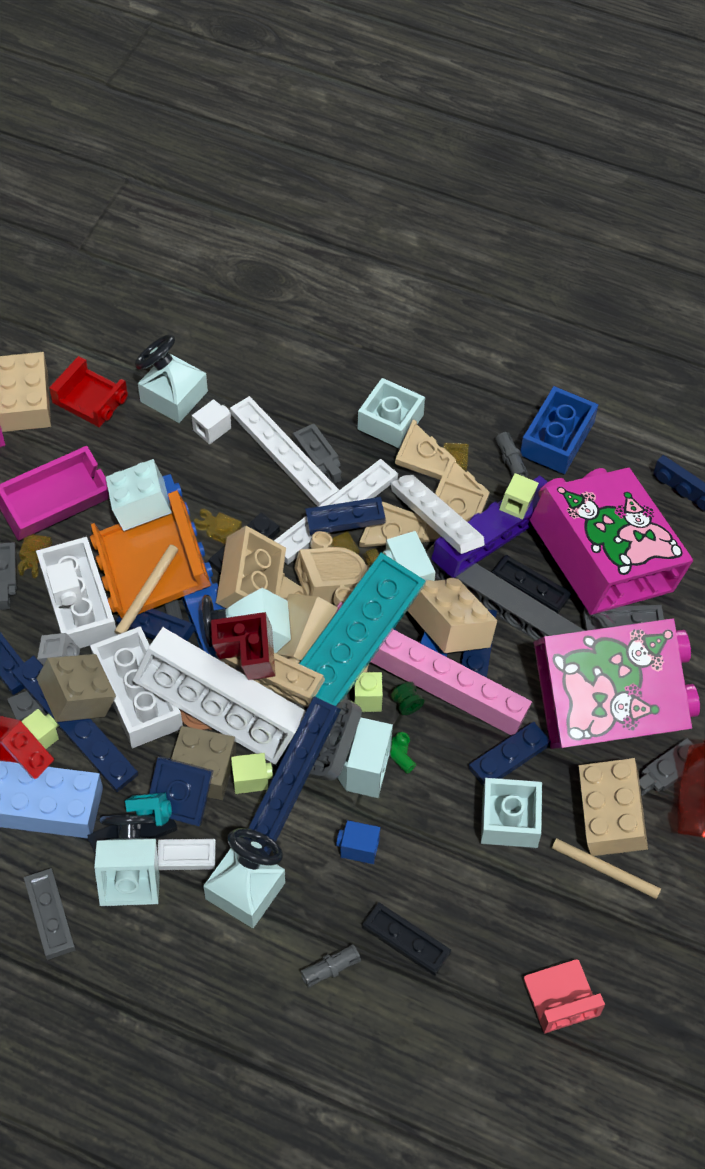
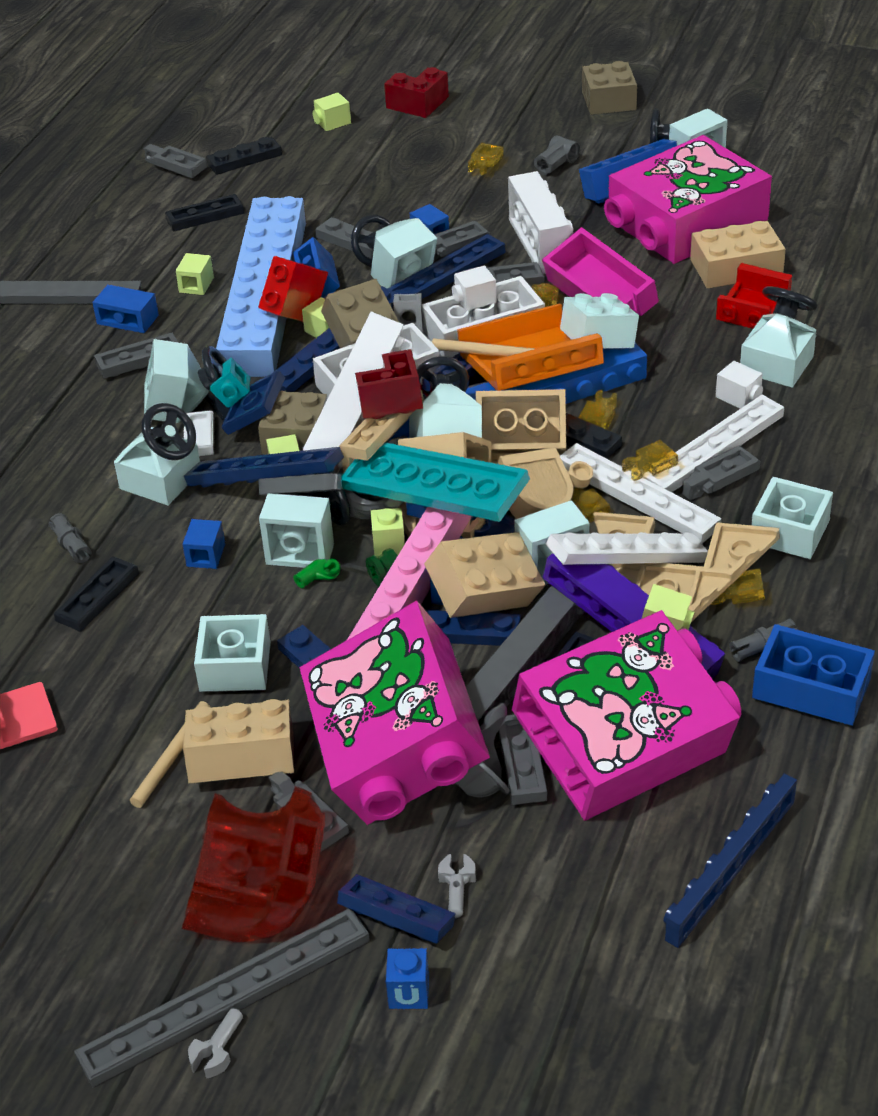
camera: 90 degrees right, 15 degrees down
(307, 489) = (652, 458): none -> clear yellow plate
(345, 515) = (619, 487): dark blue plate -> none

